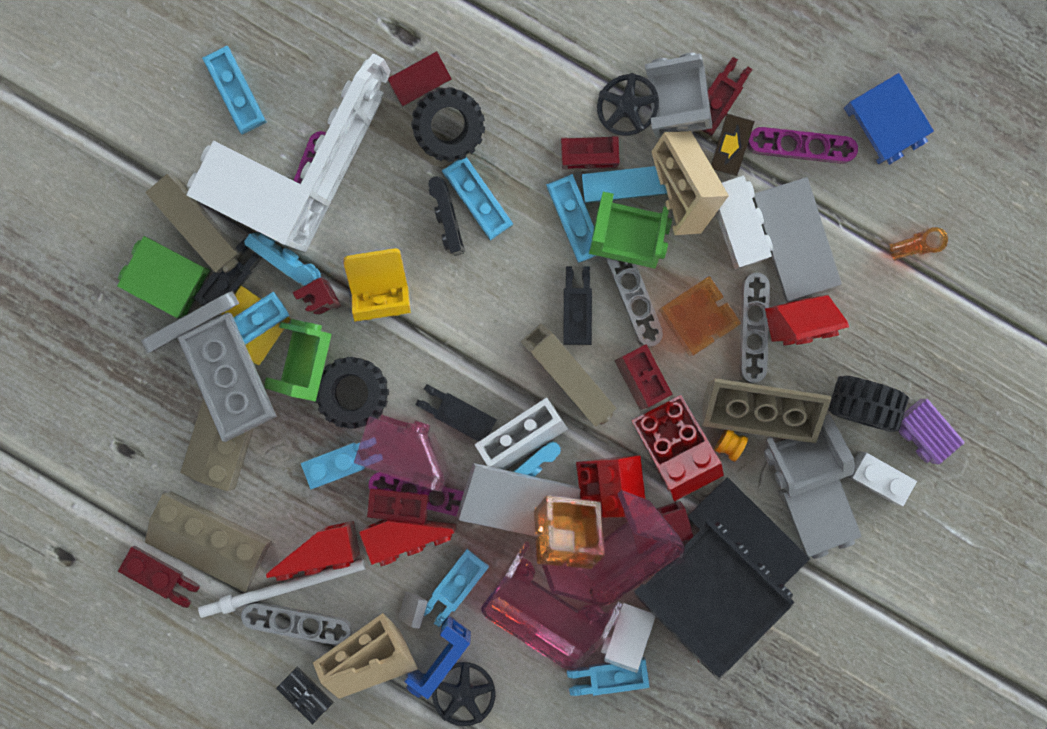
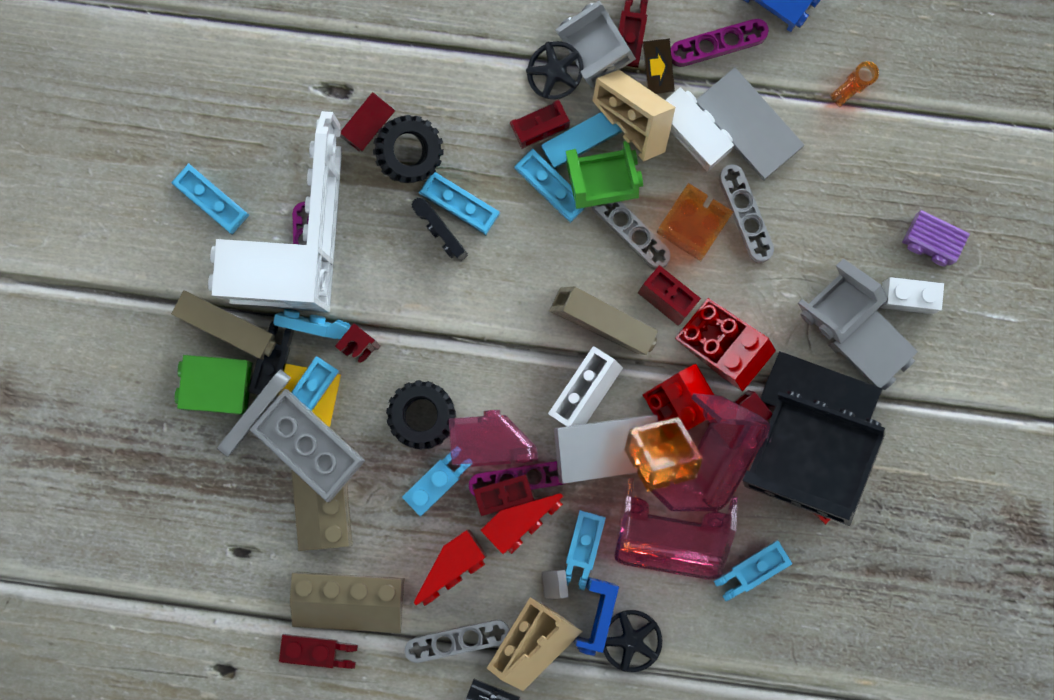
camera: 20 degrees left, 5 degrees down
(229, 603) = (389, 649): white bar -> none
(303, 361) = (367, 404): bright green panel -> none
(377, 284) = (404, 311): yellow bracket -> none
(459, 414) = (522, 396): black hinge -> none
(544, 454) = (614, 397): medium azure hinge -> none
(577, 309) = (587, 261): black hinge -> none
(629, 638) = (756, 527): white brick -> none
(731, 444) = (770, 321): light orange wheel -> none
(764, 410) = (785, 277): dark tan slope -> none
(805, 320) = (786, 187): red slope -> none
(868, 403) = (872, 234): black tyre -> none

